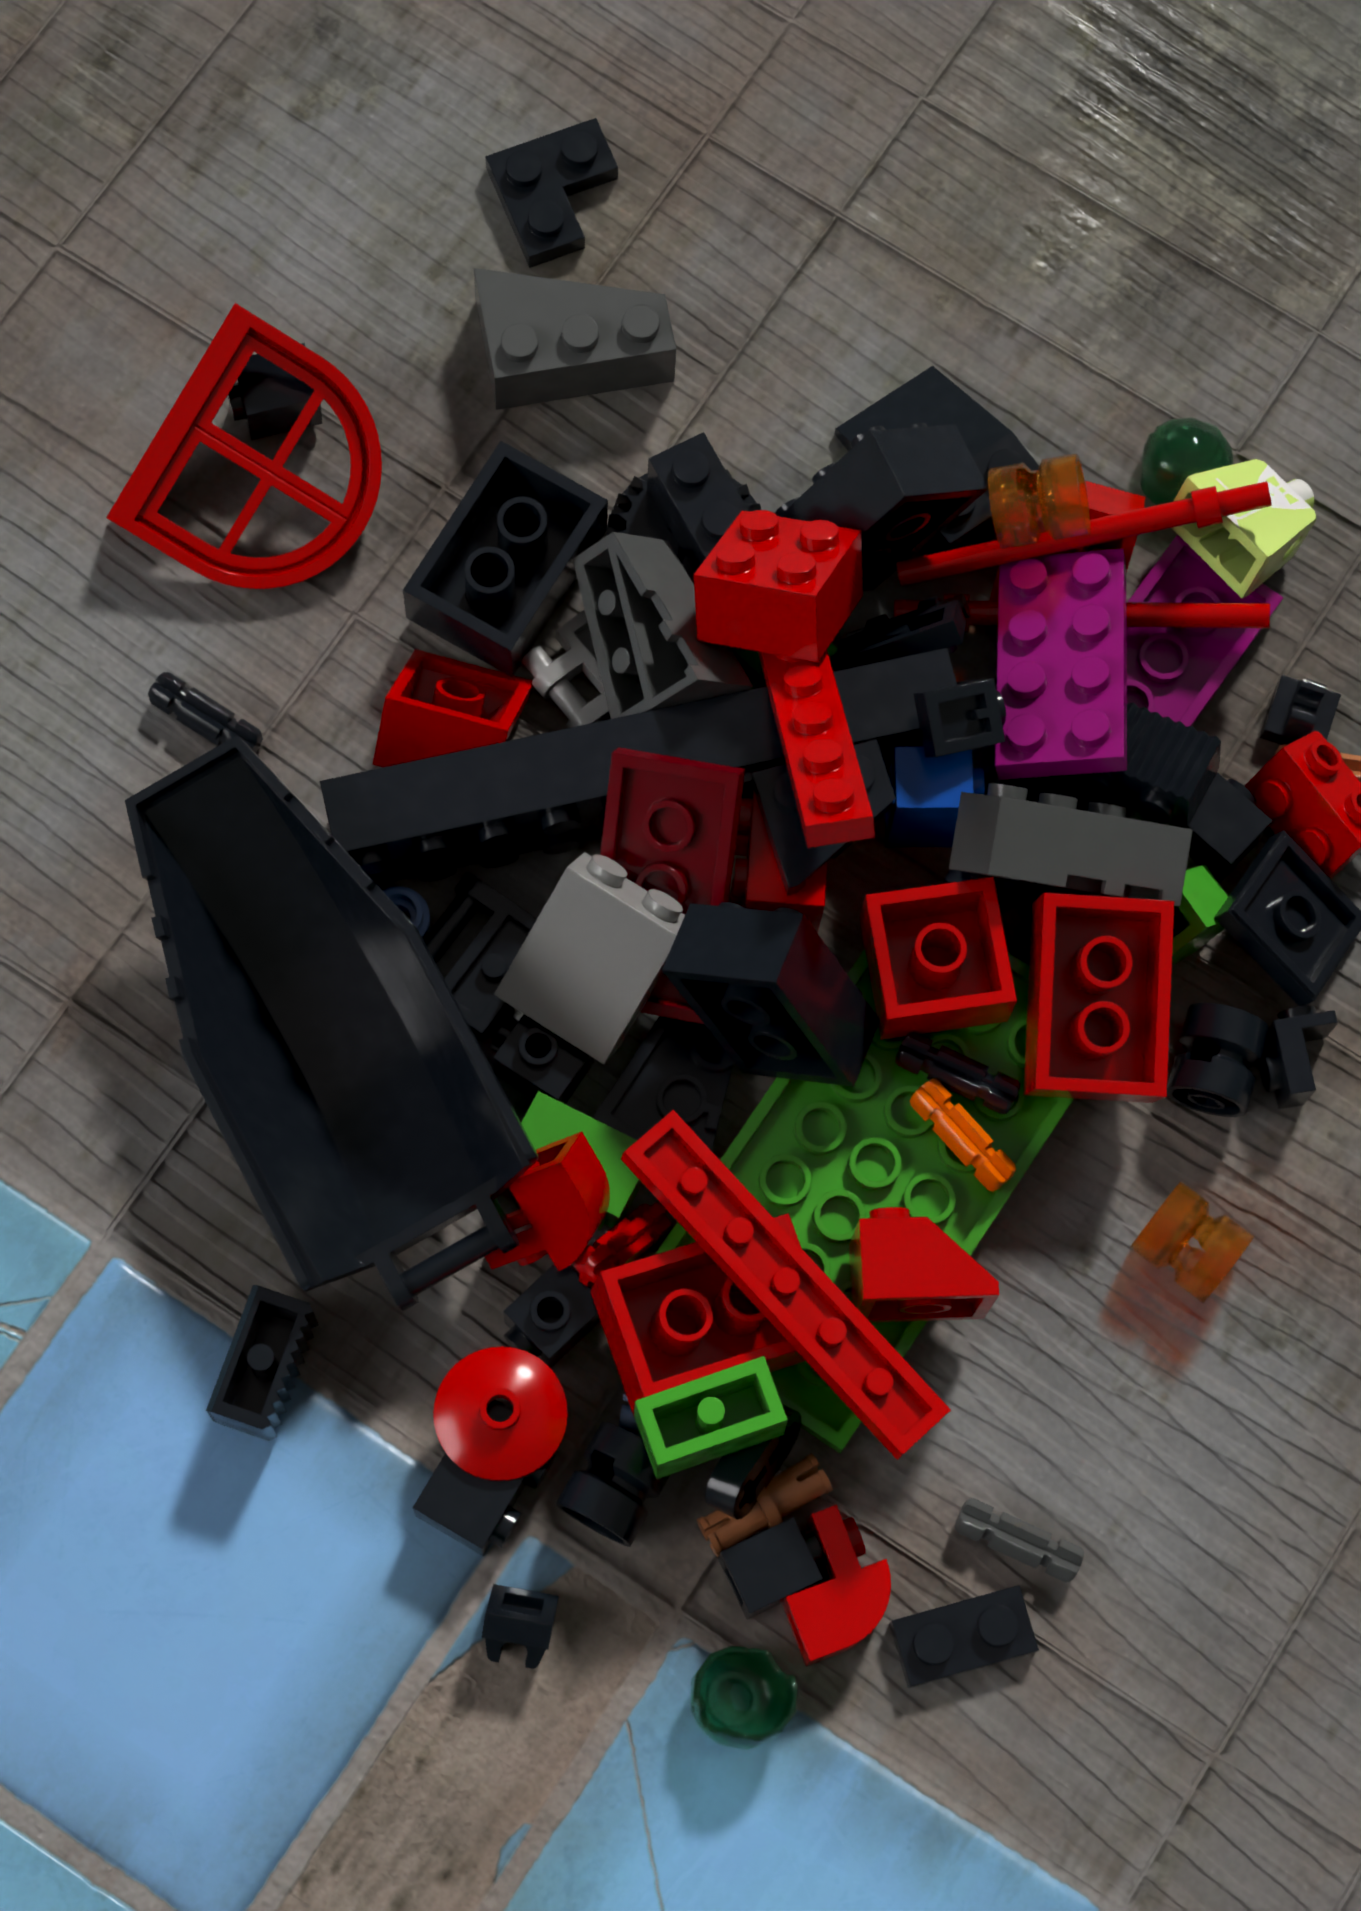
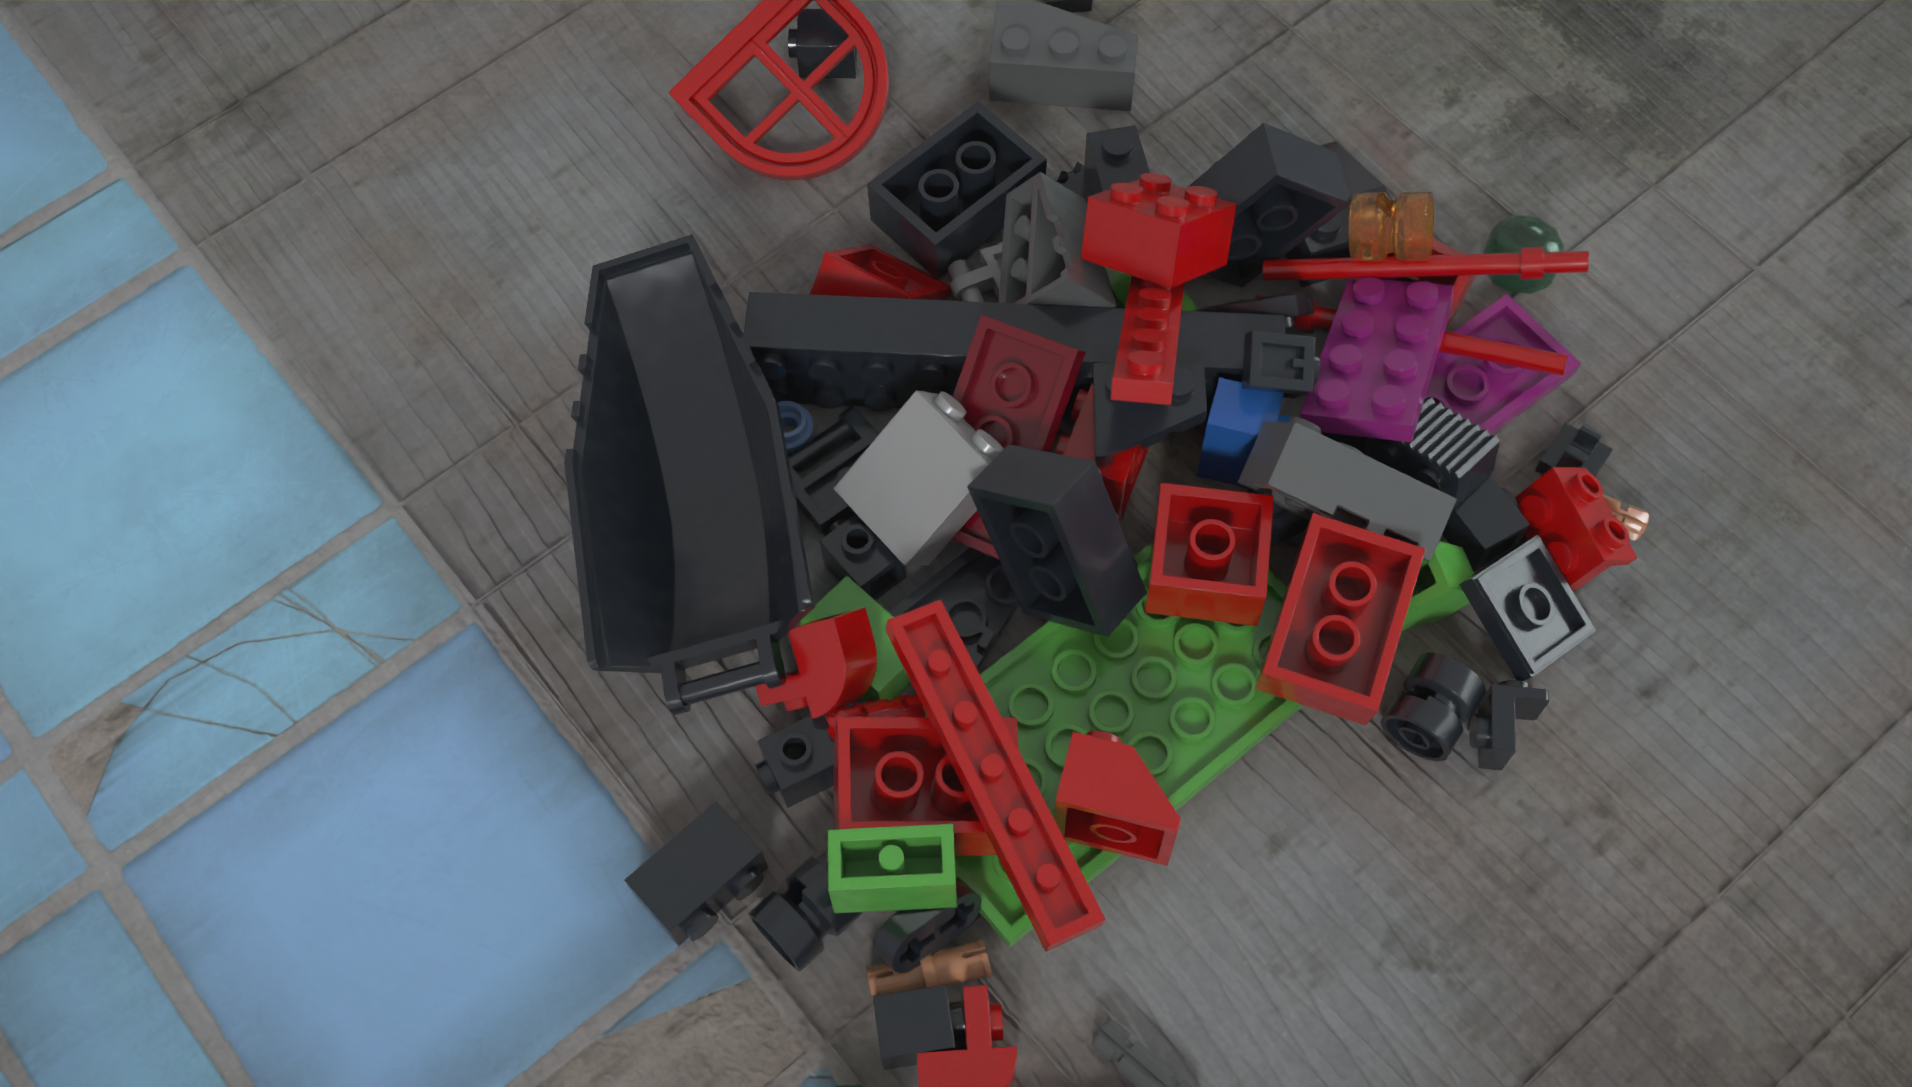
camera: 25 degrees right, 10 degrees down
(201, 712) = (674, 227): black axle -> none
(262, 1363) = (549, 729): black brick -> none
(508, 1447) = (727, 849): red dish -> none
(521, 1619) = (684, 1005): black tile -> none
(958, 1072) = (1202, 655): black axle -> none
(963, 1135) = (1192, 706): orange axle -> none
(1174, 1224) = (1357, 835): clear orange wheel -> none
(1254, 542) = (1563, 307): yellowish green torso -> none

